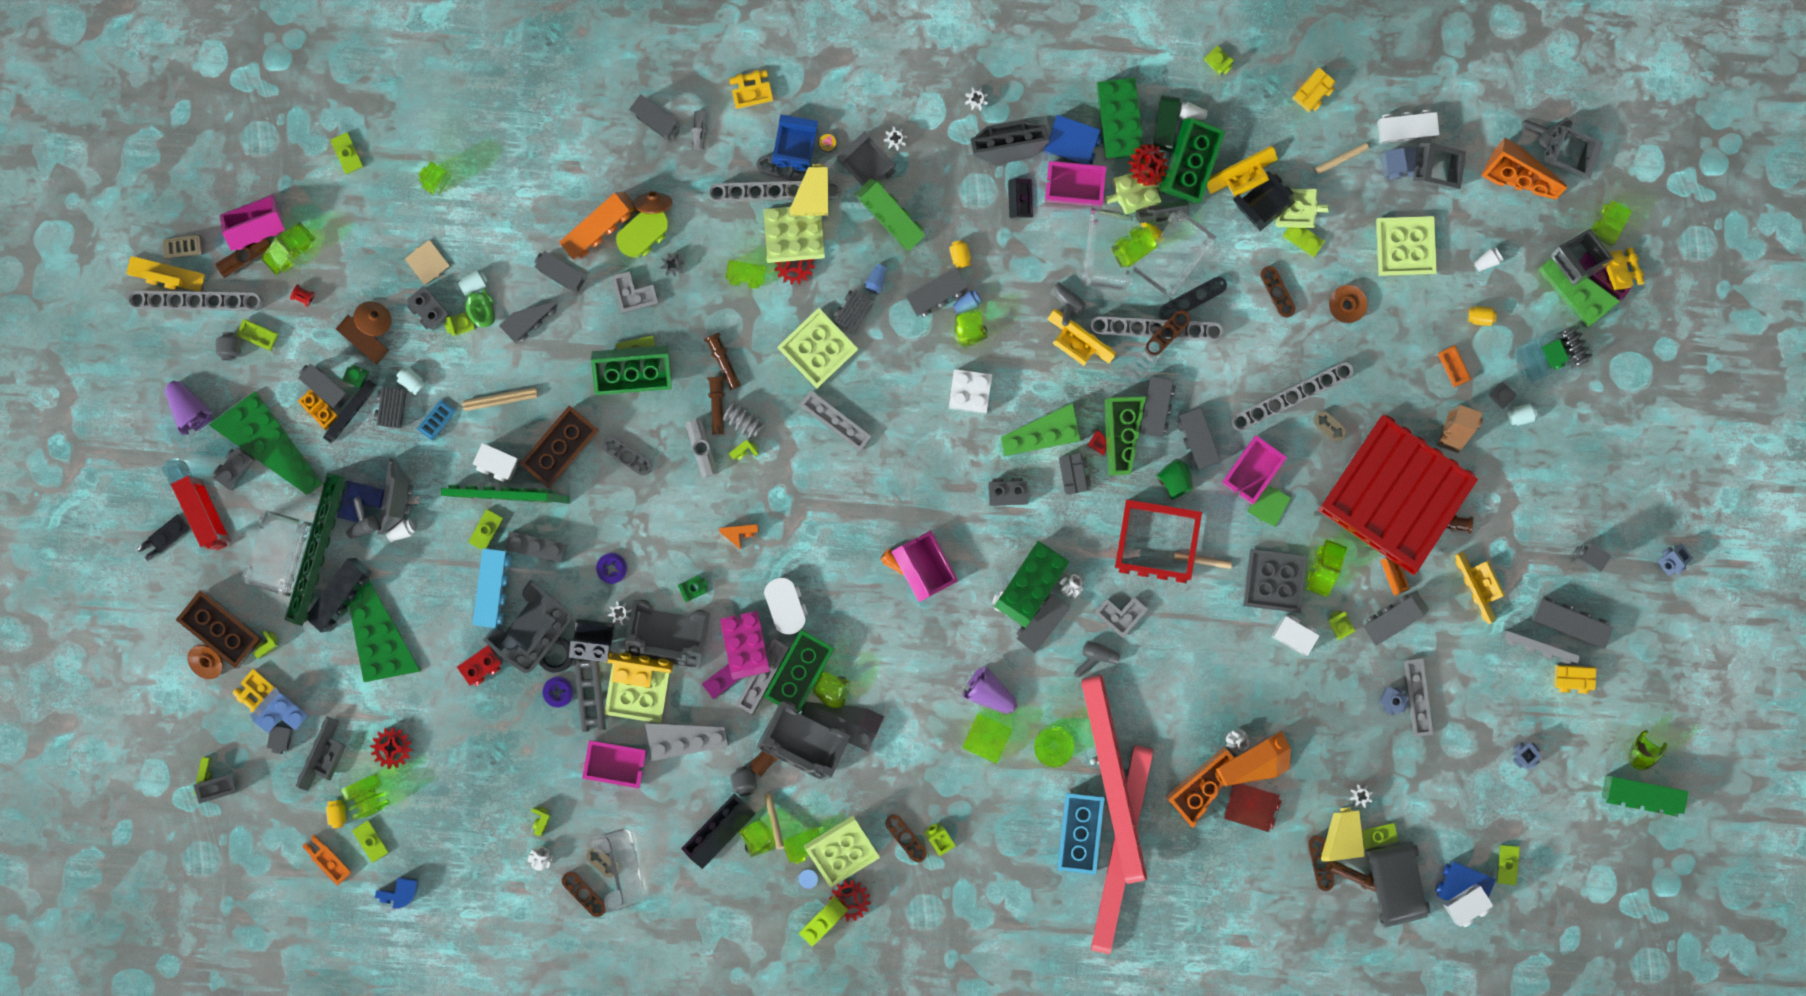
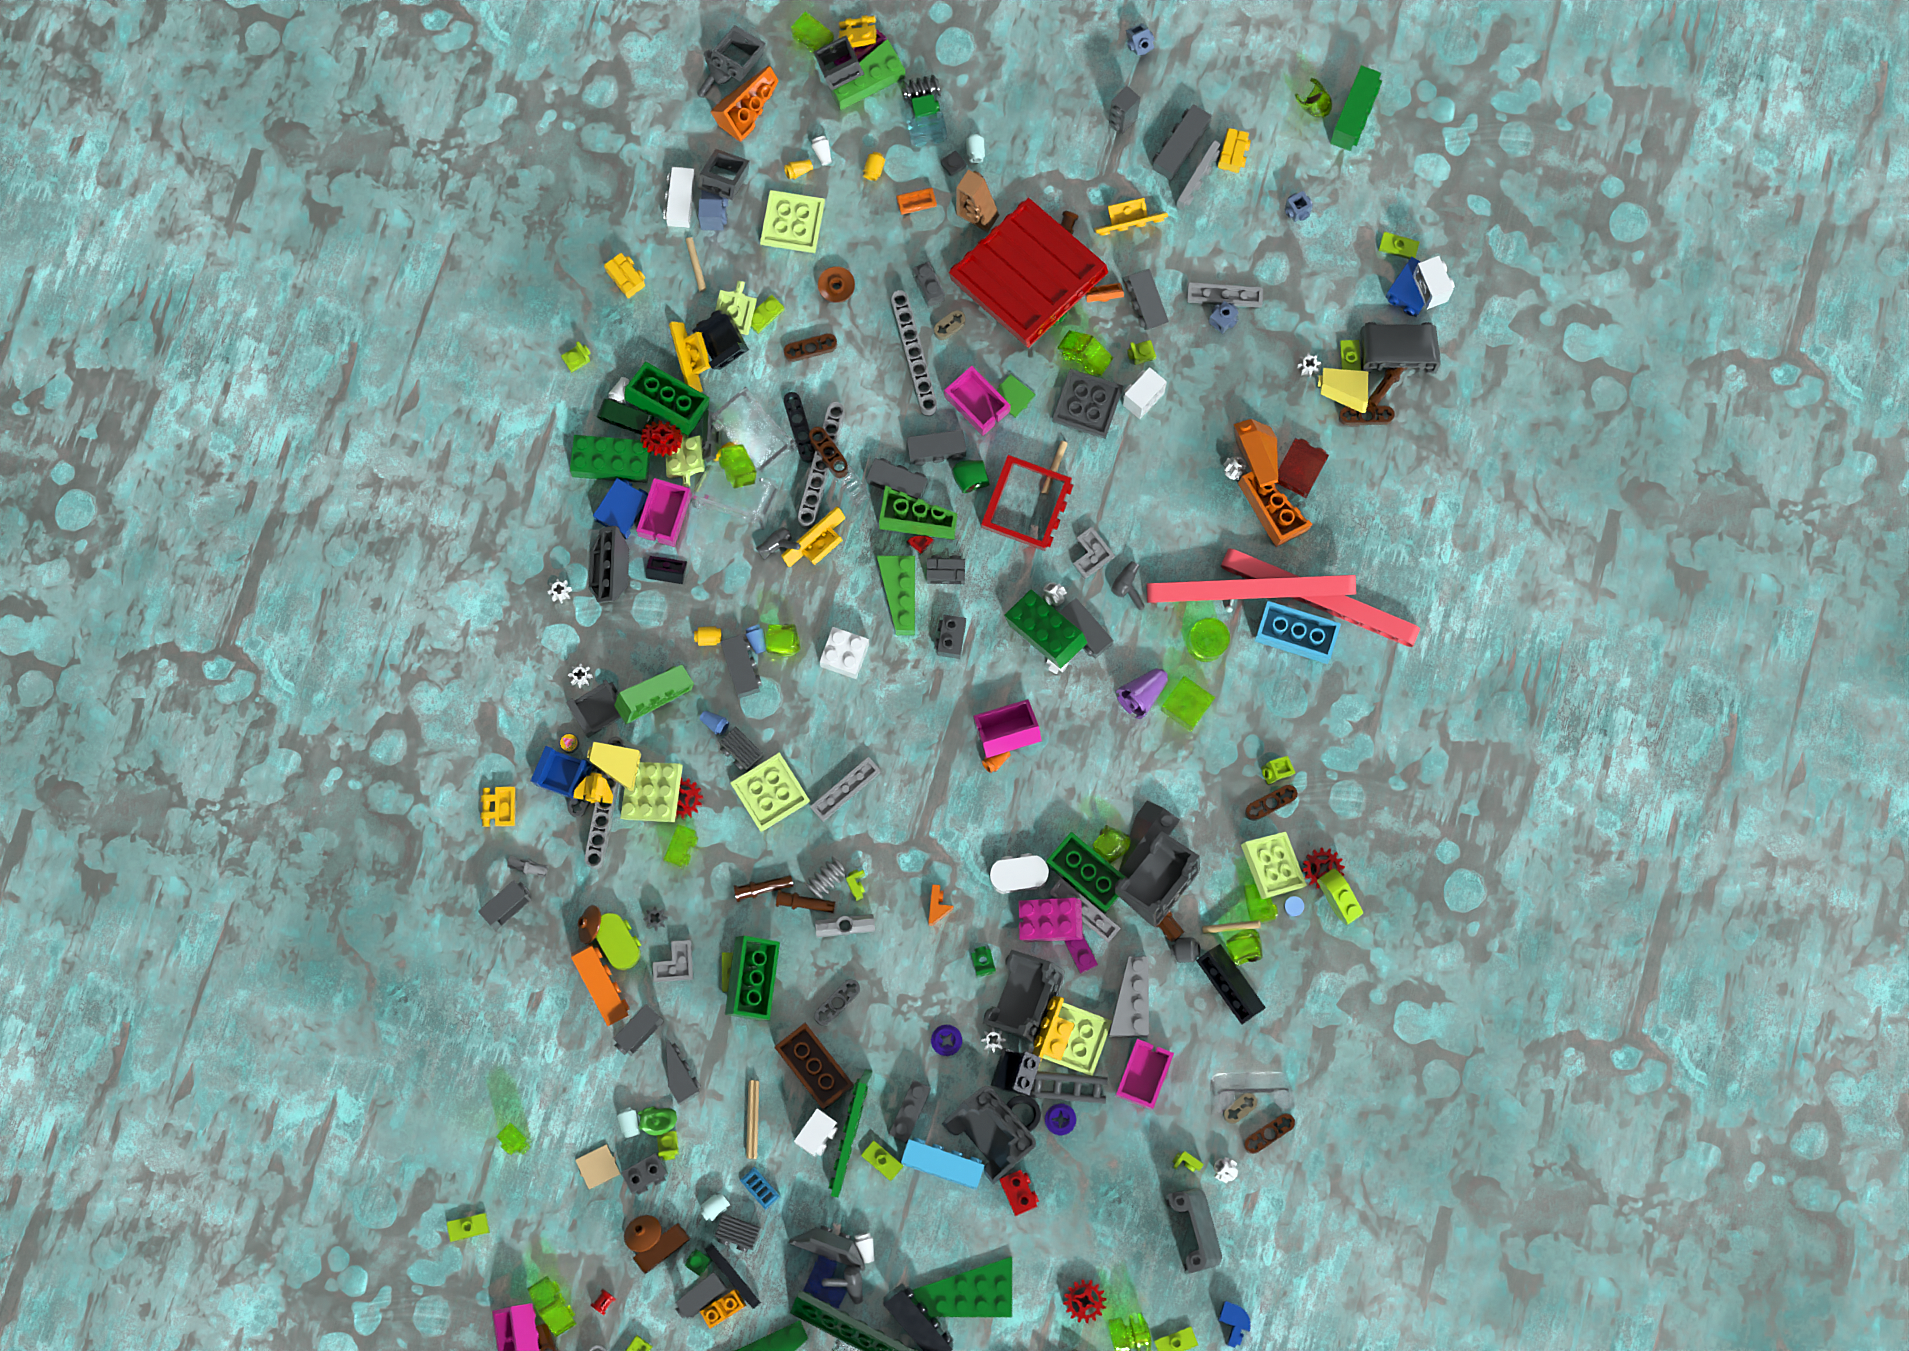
camera: 80 degrees left, 10 degrees down
(501, 835) = (1209, 1250): none -> dark grey windscreen
(783, 178) = (594, 788): none -> yellow brick
(1367, 396) = (928, 284): none -> dark grey brick
(1463, 238) = (797, 168): none -> yellow cone

